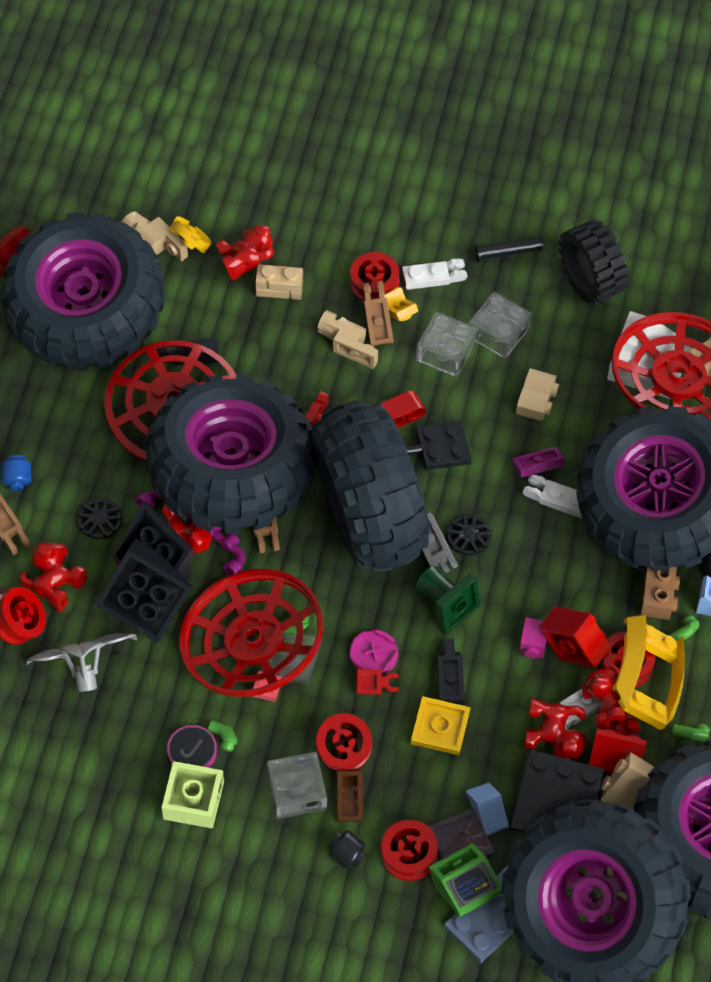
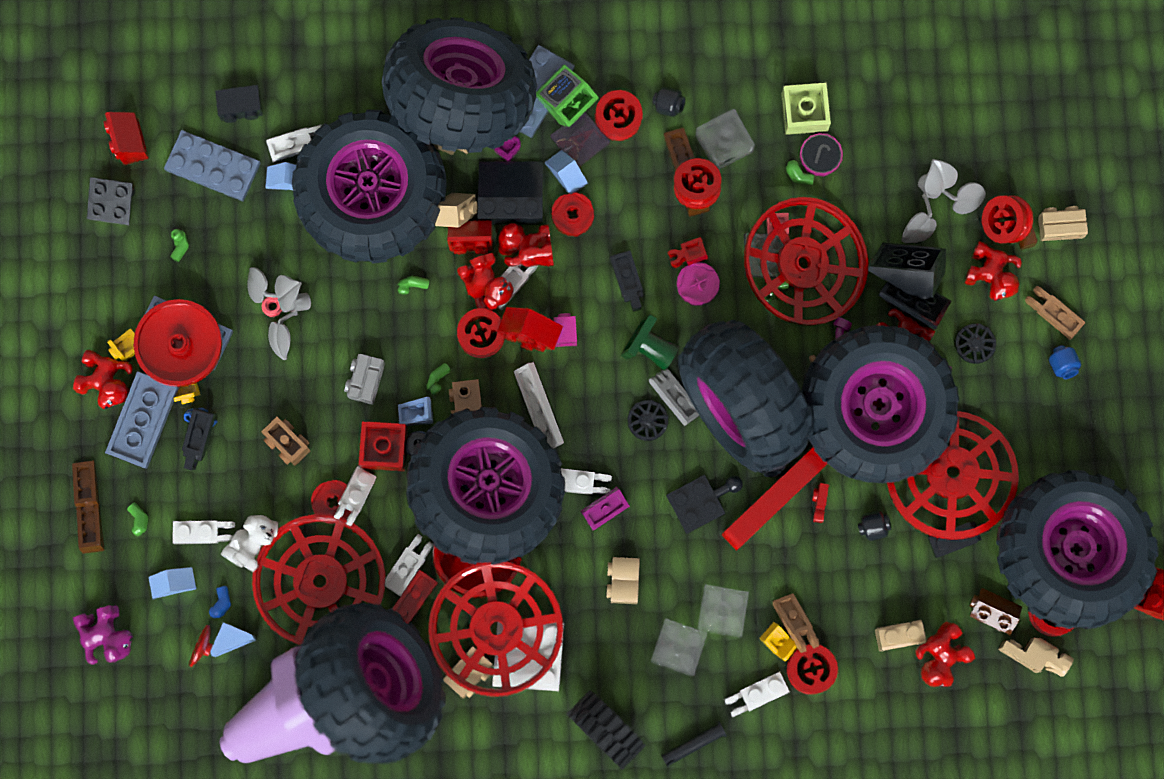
camera: 165 degrees right, 20 degrees up
(180, 278) = (995, 611): none -> reddish brown brick
(192, 236) = (1000, 651): yellow plate -> none
(271, 374) = (875, 525): none -> black head
(348, 339) = (815, 592): tan plate -> none
(440, 725) = (623, 230): yellow plate -> none
(492, 745) = (574, 226): none -> red plate
(582, 571) = (538, 403): none -> white plate
(637, 640) = (466, 346): yellow wedge -> none

